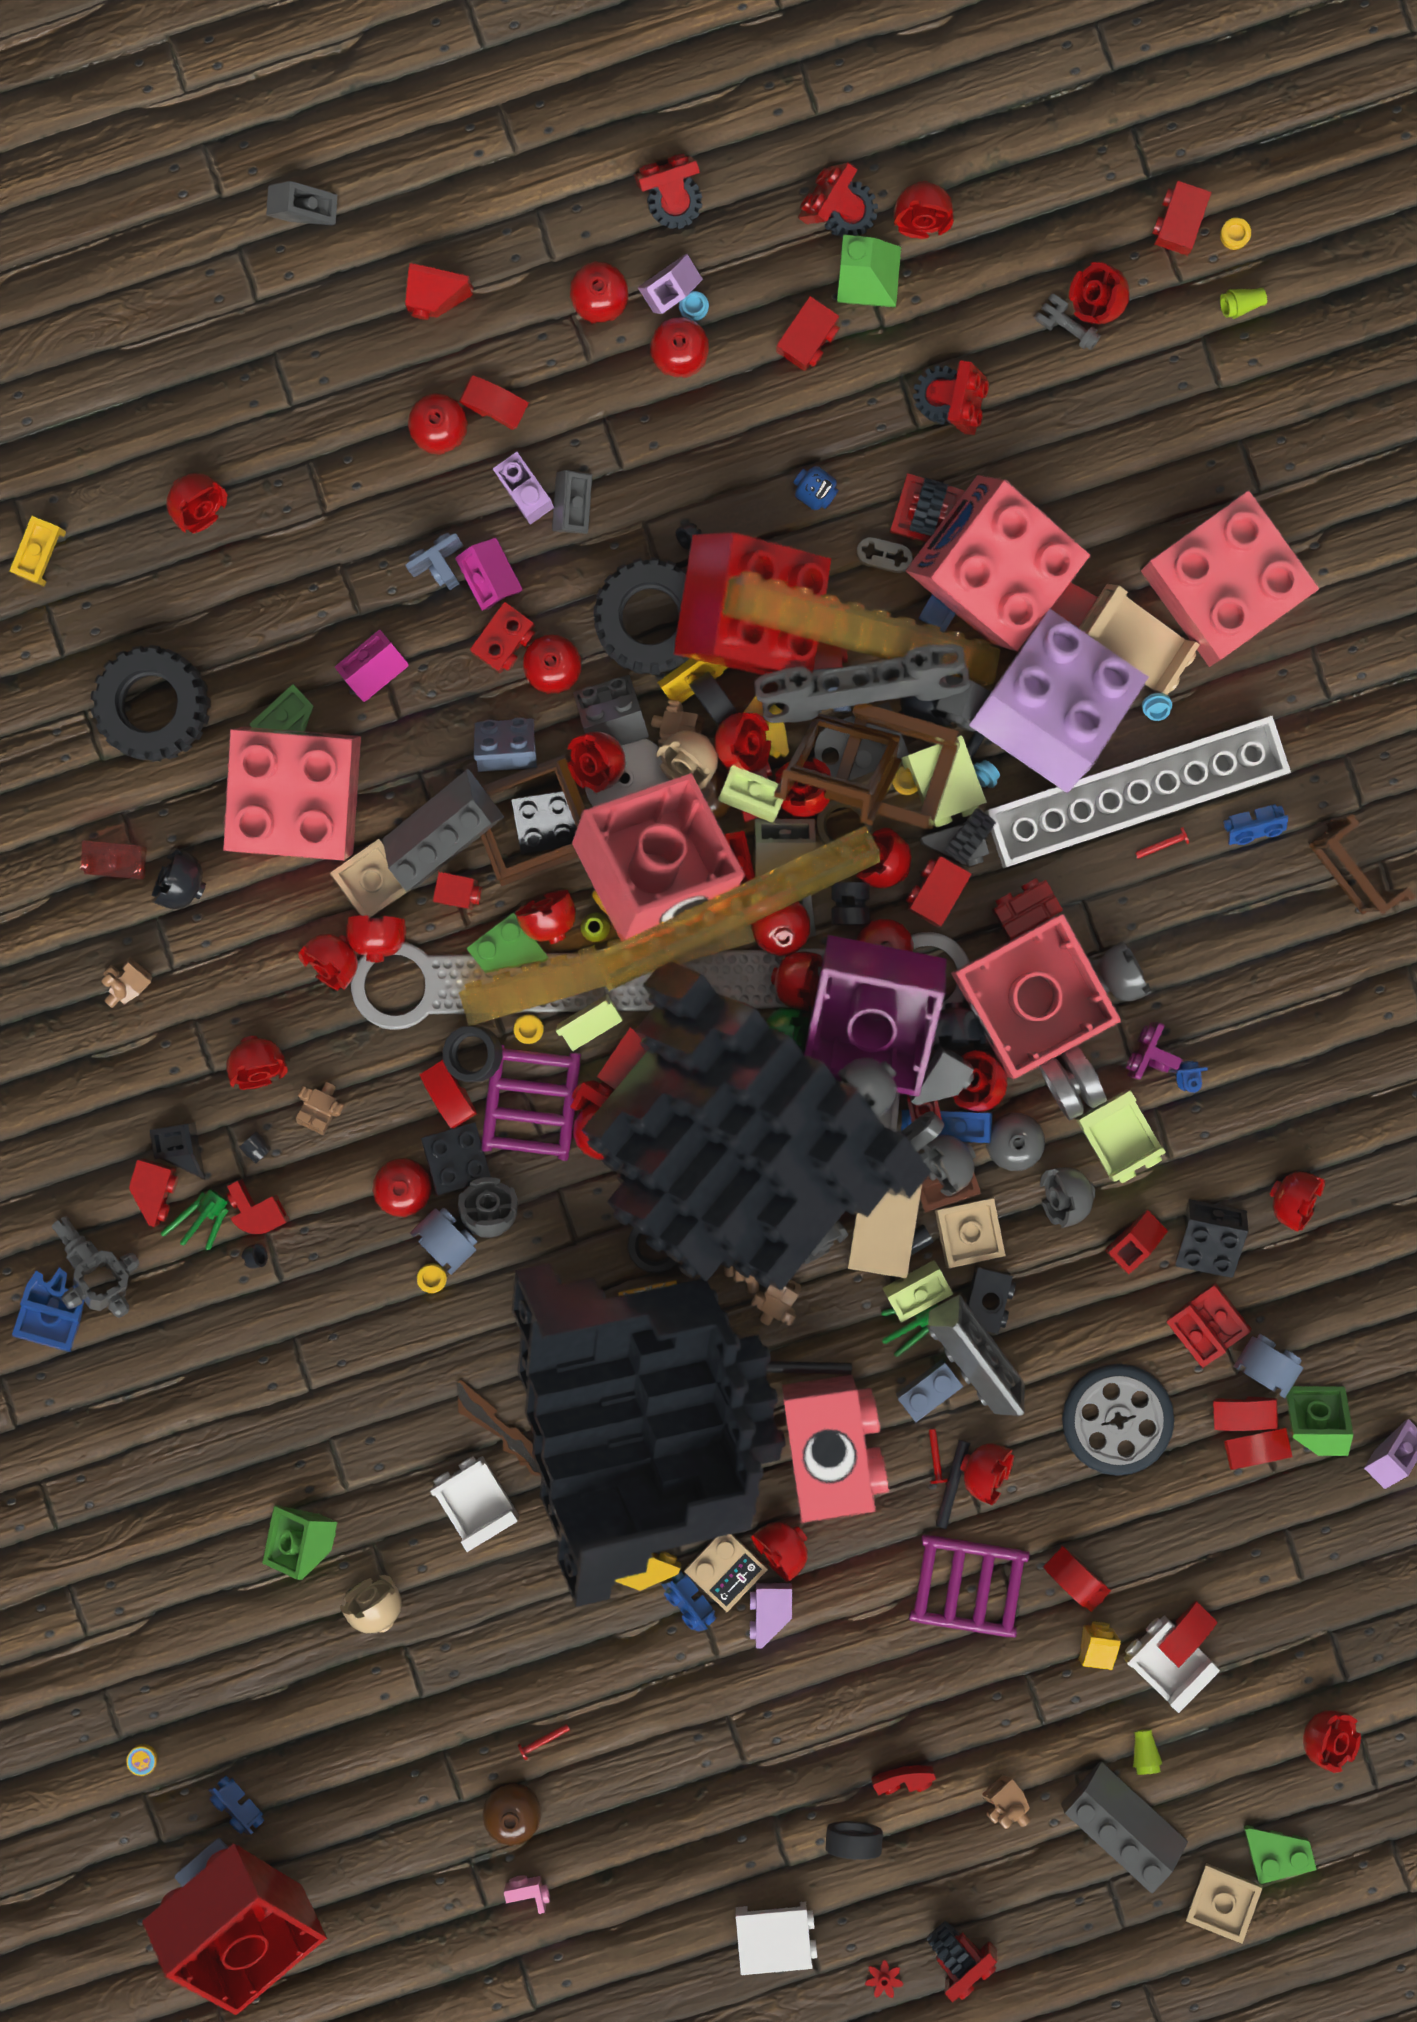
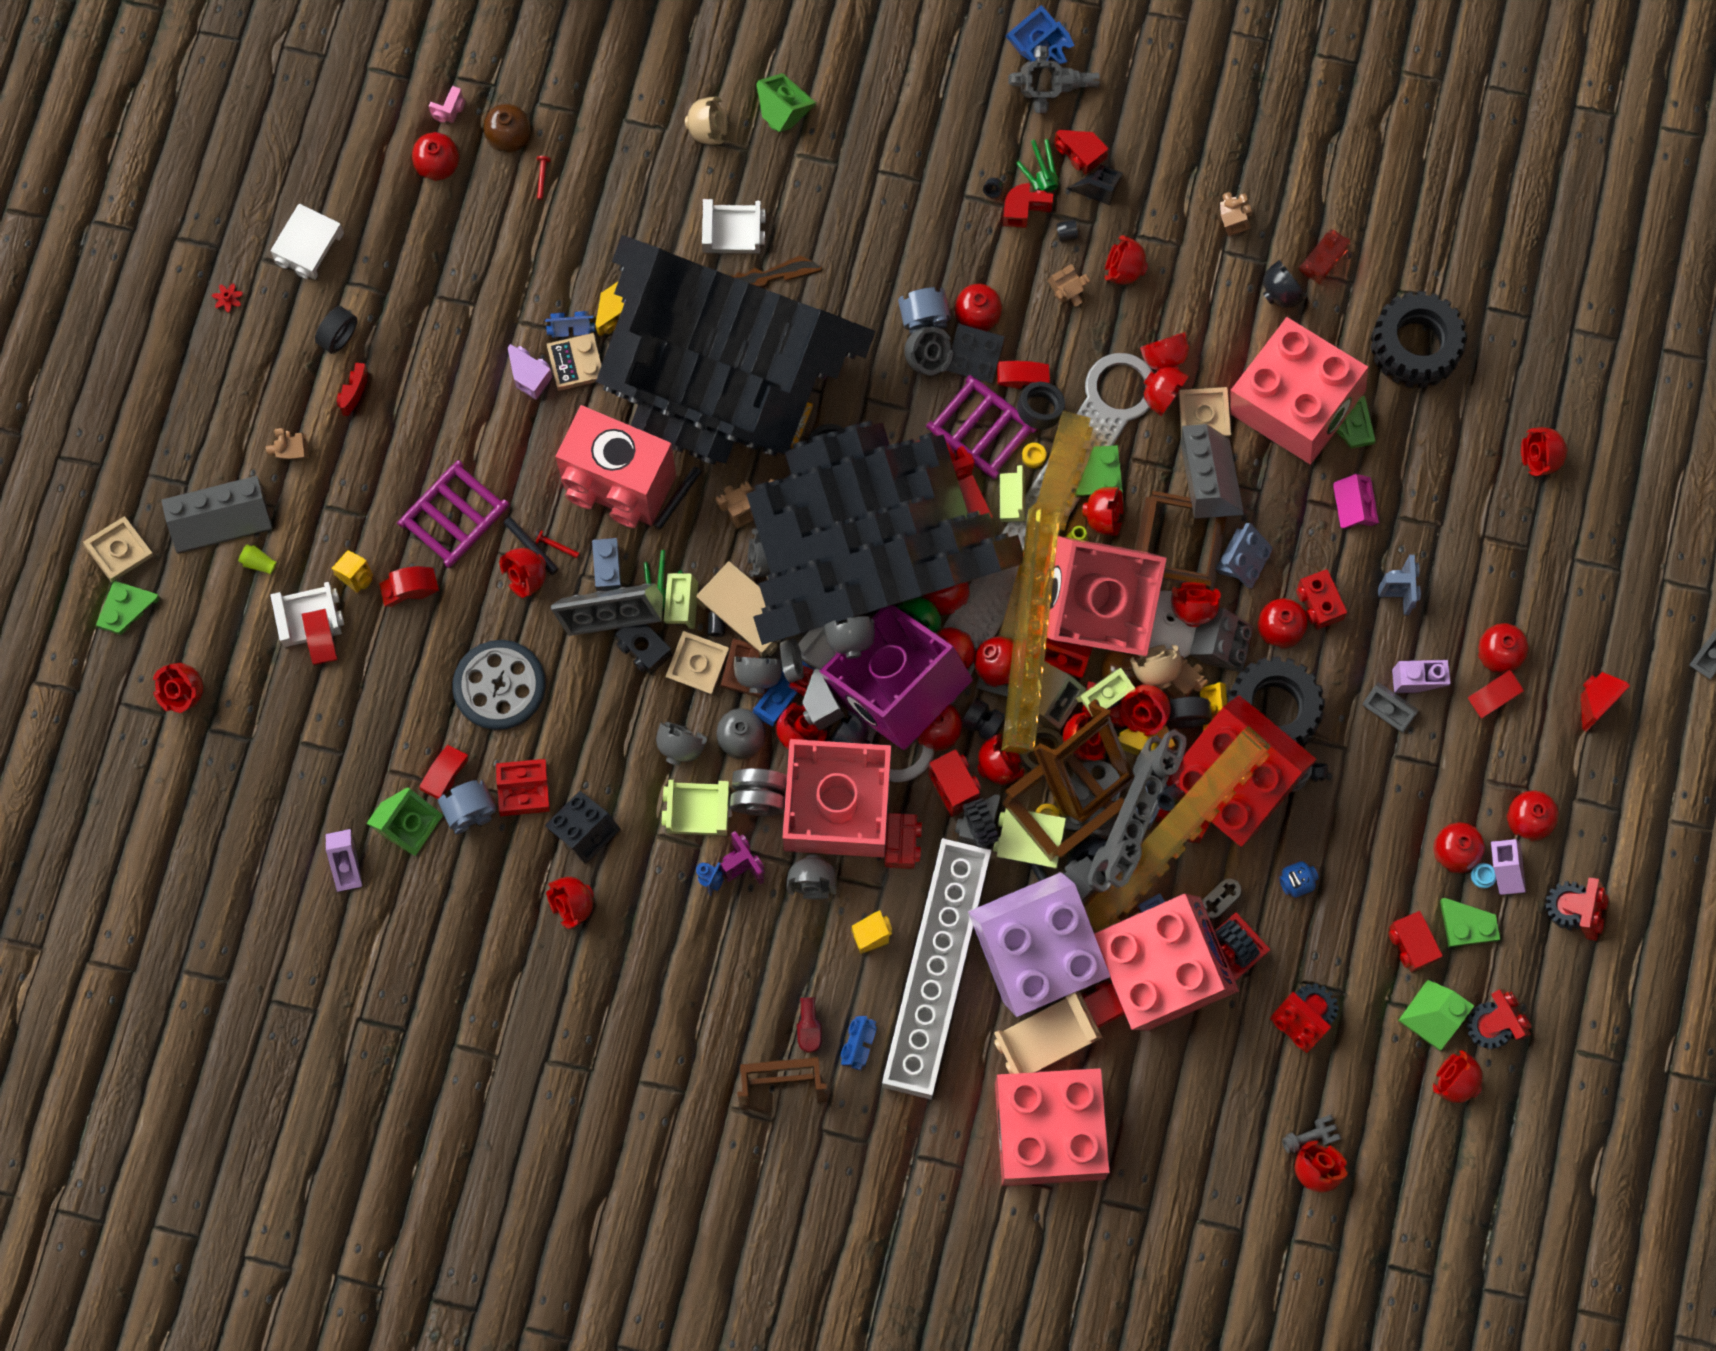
camera: 120 degrees right, 15 degrees down
(36, 550) = (1572, 328): yellow panel -> none
(432, 1278) = (902, 288): yellow tile -> none
(457, 891) = (1161, 459): red brick -> none
(488, 573) = (1374, 619): dark pink panel -> none
(543, 821) = (1177, 546): hinge -> none
(591, 1868) = (435, 156): none -> red cylinder
(754, 293) = (1468, 924): none -> bright green wing
(783, 1548) = (564, 403): red cylinder -> none
(830, 657) = (1170, 797): none -> black hose
(961, 1960) = (207, 349): plate -> none
(986, 773) = (1017, 872): medium azure plate -> none
(1136, 1242) = (615, 770): red slope -> none
(1141, 878) = (872, 932): none -> yellow slope
(1157, 706) = (989, 1024): medium azure plate -> none
(1163, 844) = (883, 986): red pin -> none
(1182, 217) = (1342, 1266): red brick -> none
(1235, 233) = (1306, 1302): yellow tile -> none
(1241, 301) = (1252, 1274): lime cone -> none
(1258, 1448) = (413, 765): red slope -> none
(1271, 883) = (809, 1028): none -> dark red arm

